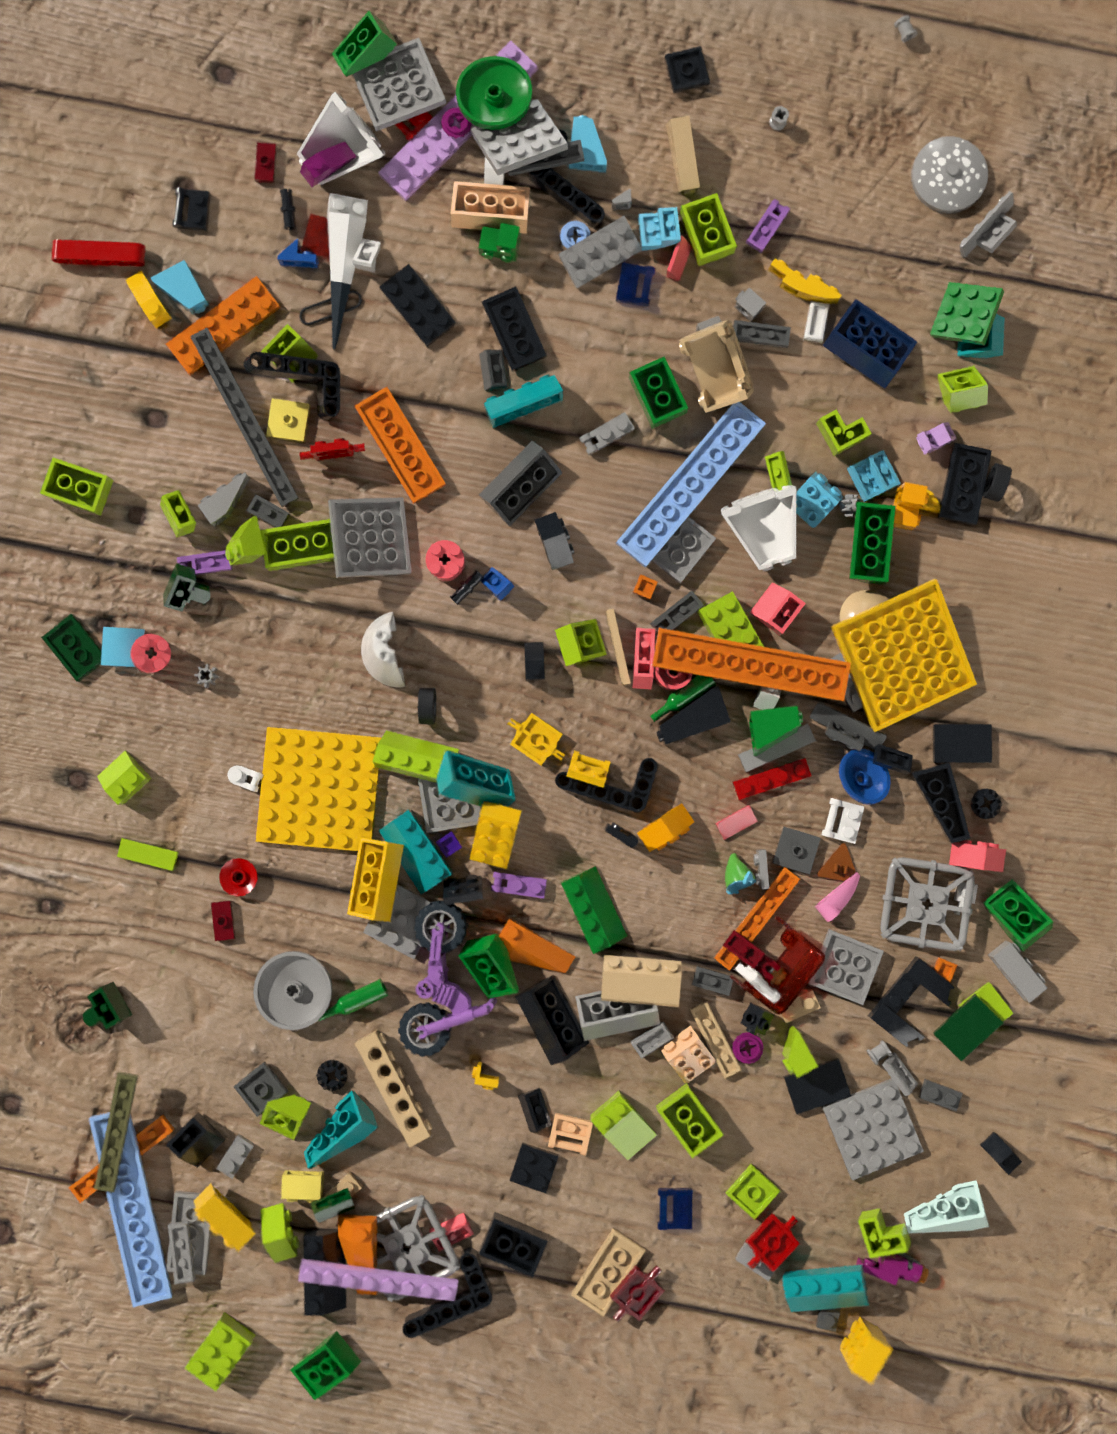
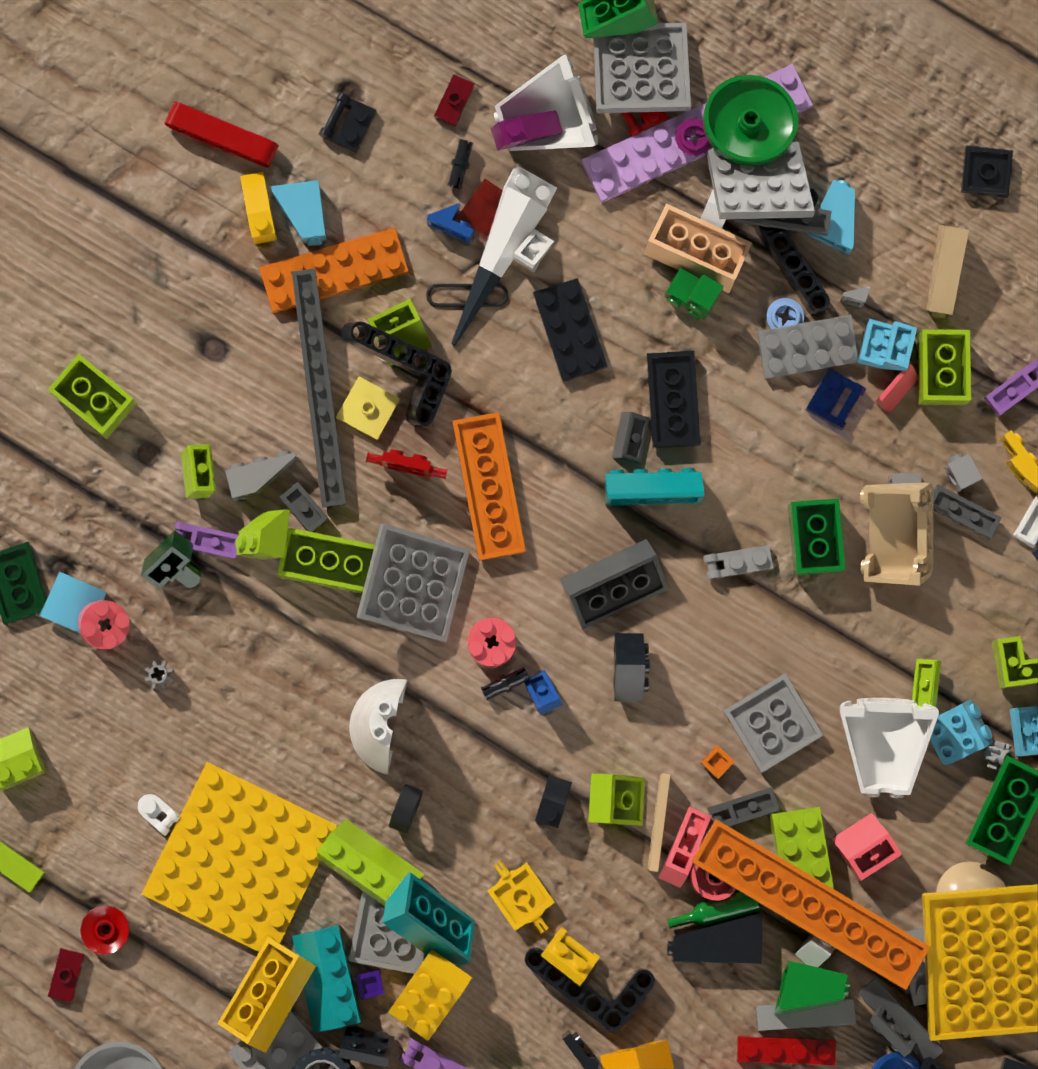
camera: 20 degrees right, 5 degrees down
(690, 483) = (815, 659): light blue plate -> none

